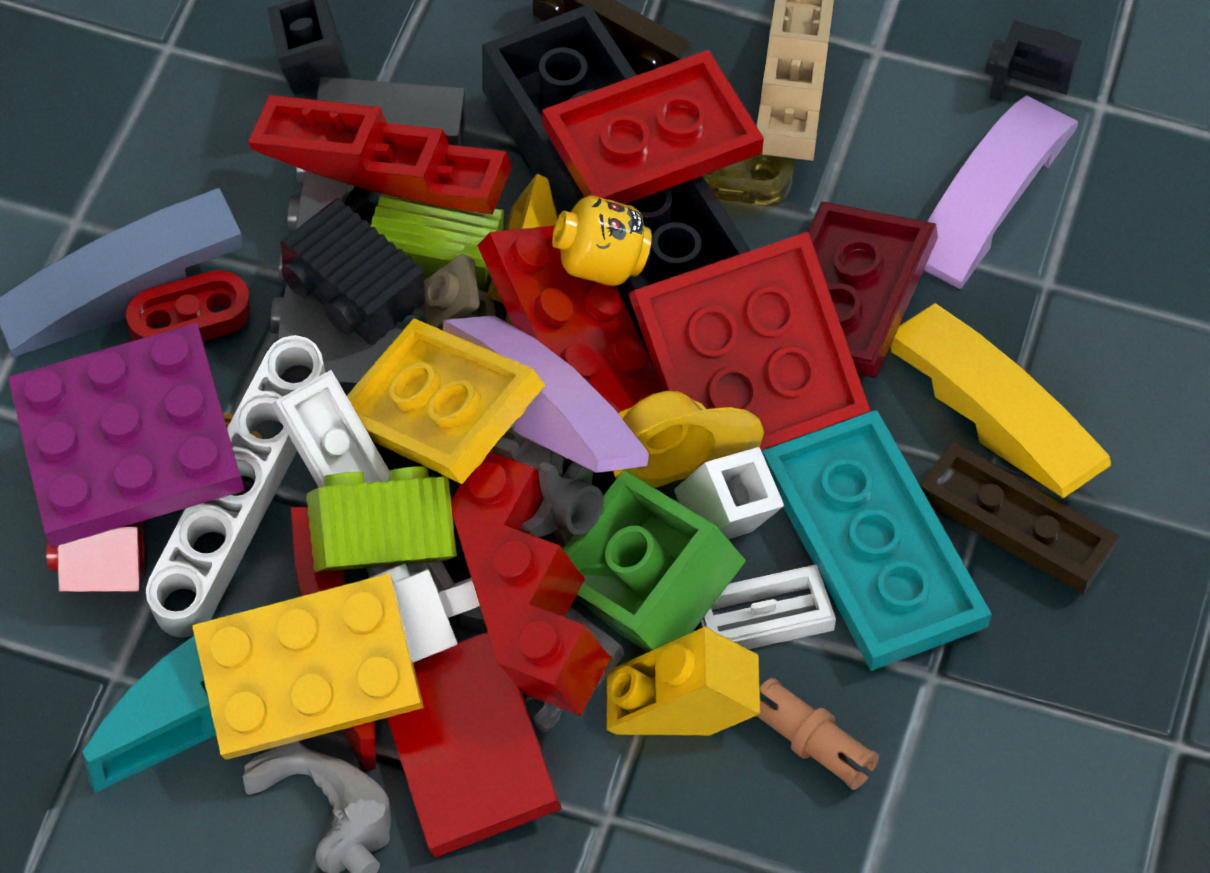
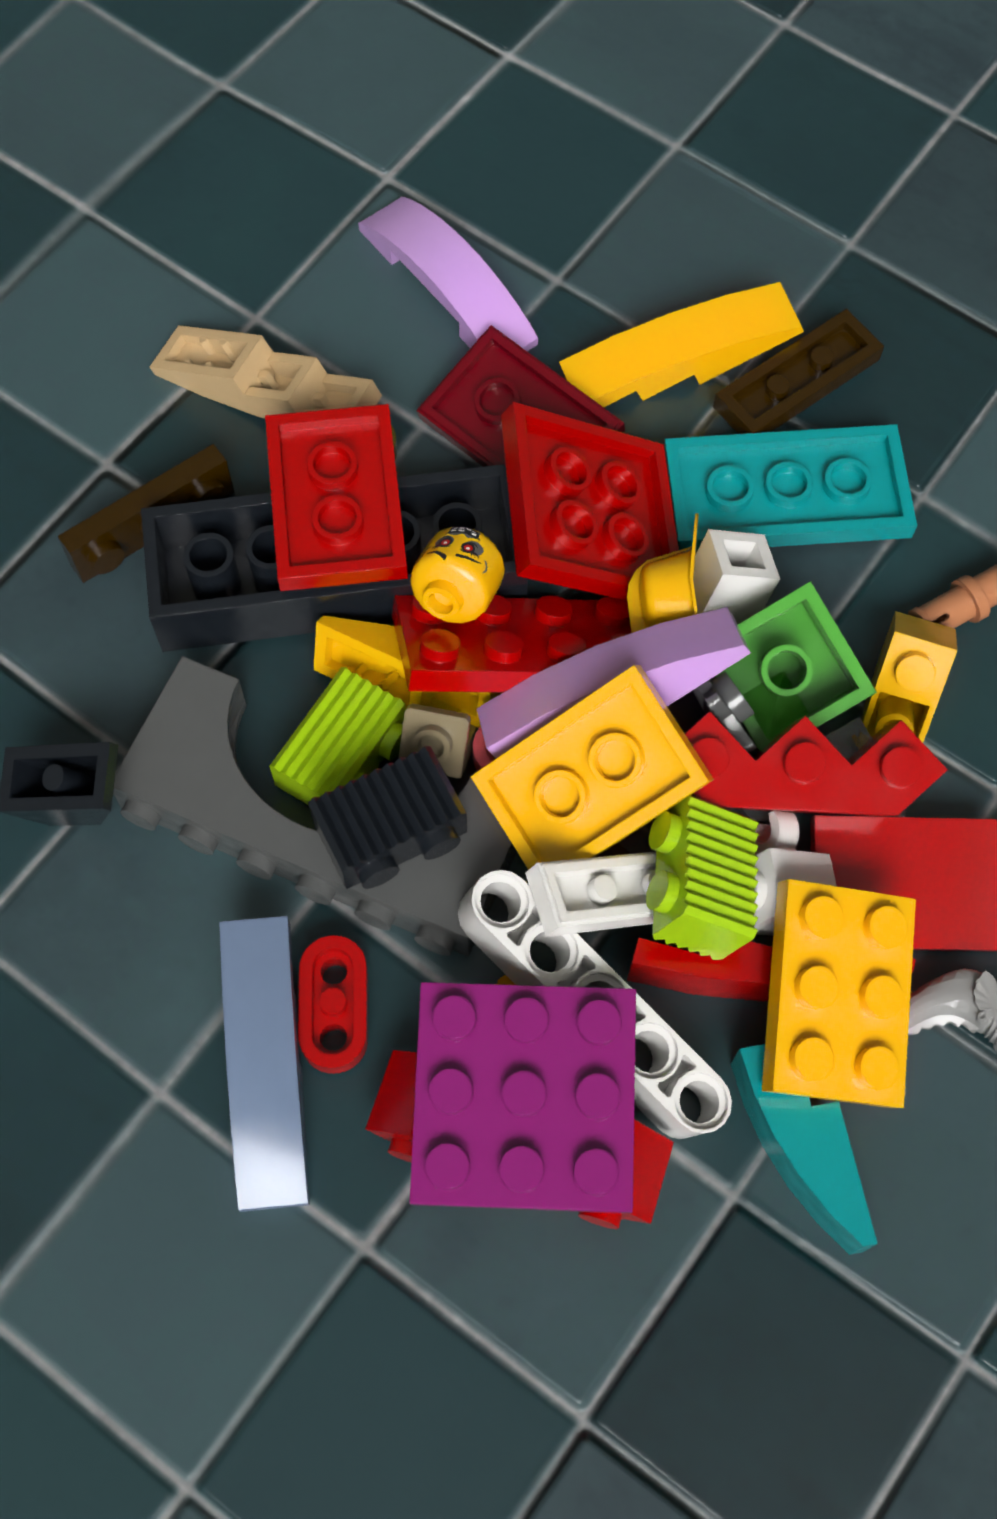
camera: 70 degrees left, 10 degrees up
(392, 159) = (244, 755): red slope -> none
(773, 620) = (851, 570): white tile -> none
(1033, 57) = (329, 197): black bracket -> none

